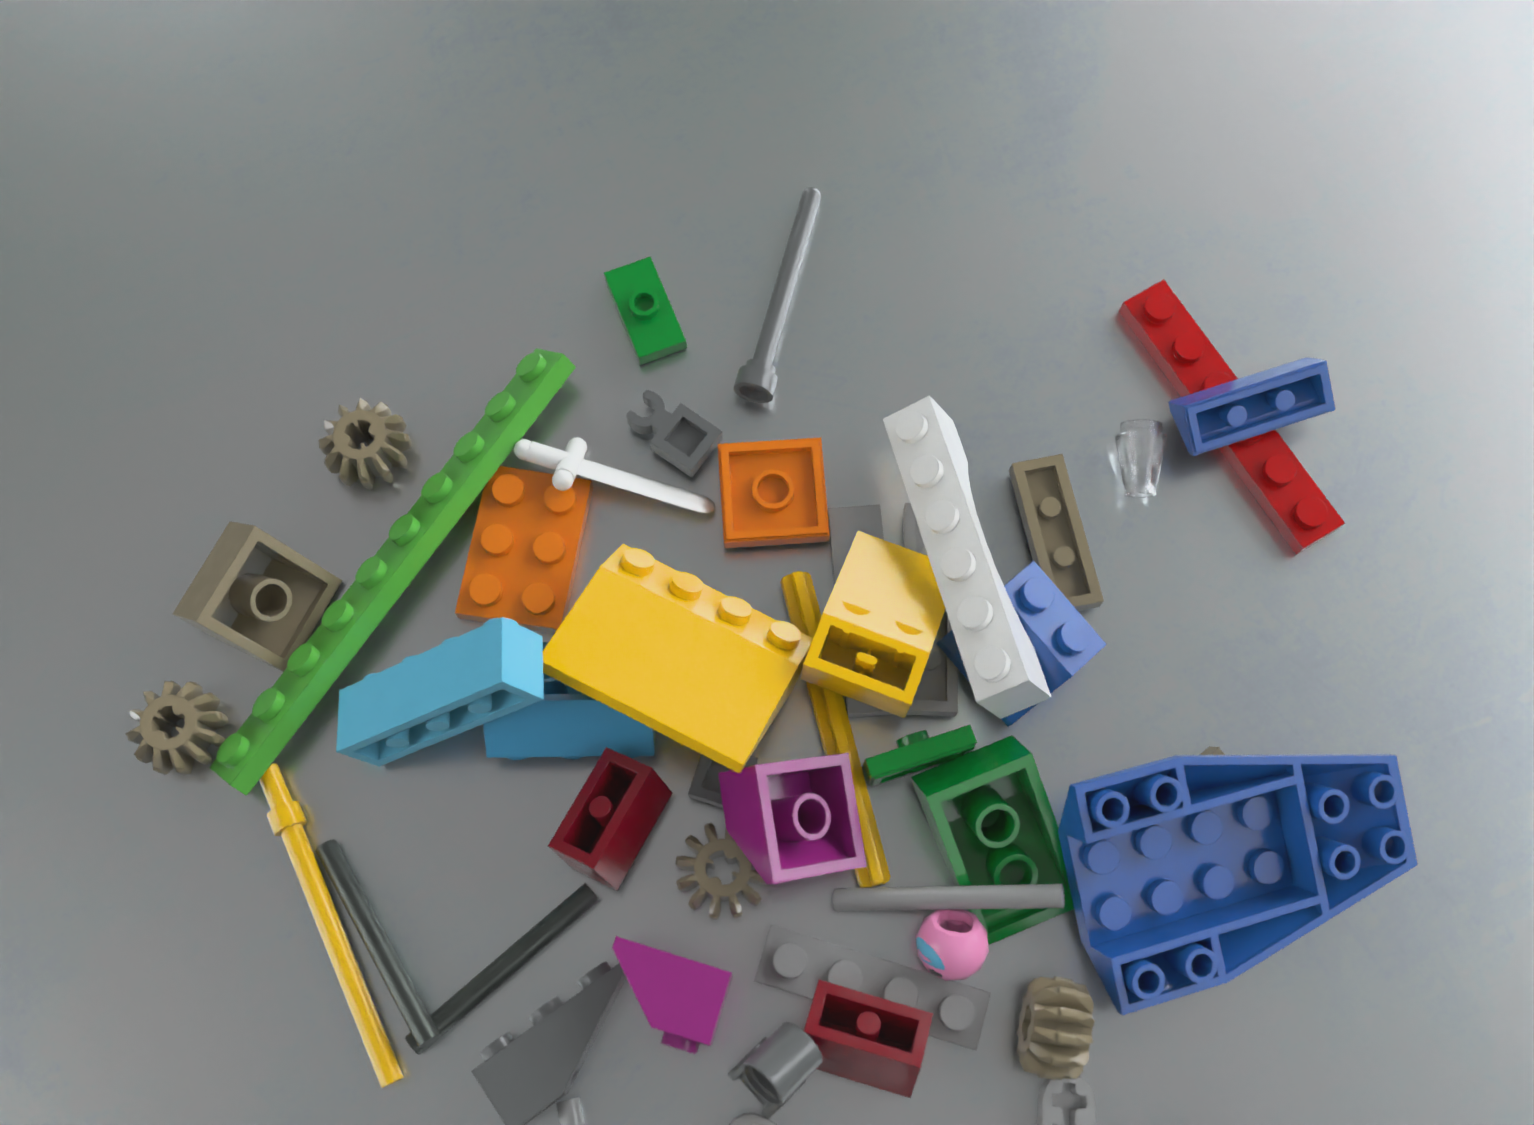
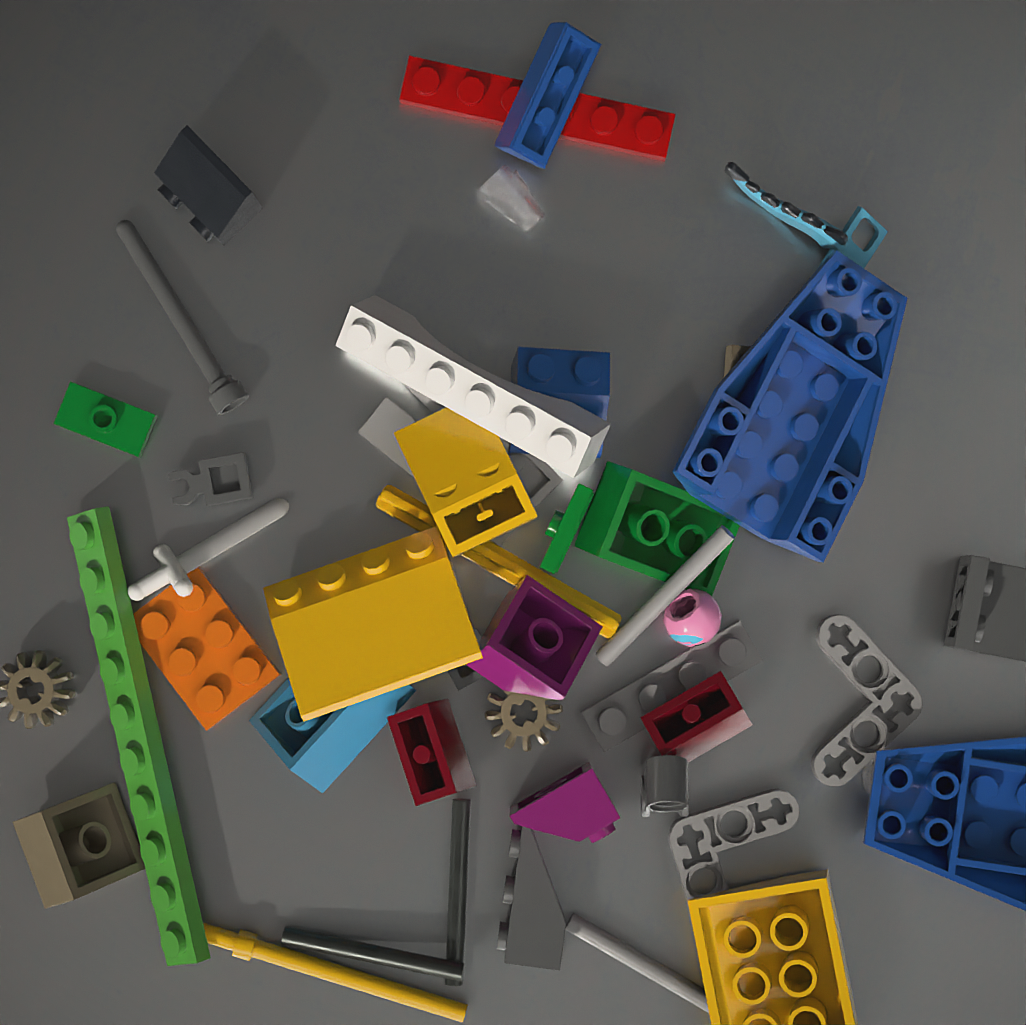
camera: 45 degrees left, 15 degrees up
(163, 714) = (135, 979): dark tan gear -> none
(441, 692) = (261, 789): medium azure brick -> none
(773, 493) = (313, 457): orange plate -> none
(906, 216) = (206, 187): none -> black slope
(1055, 1028) = (793, 606): dark tan gear -> none
(1056, 528) = (508, 303): dark tan plate -> none
(1385, 713) = (819, 229): none -> medium azure piece

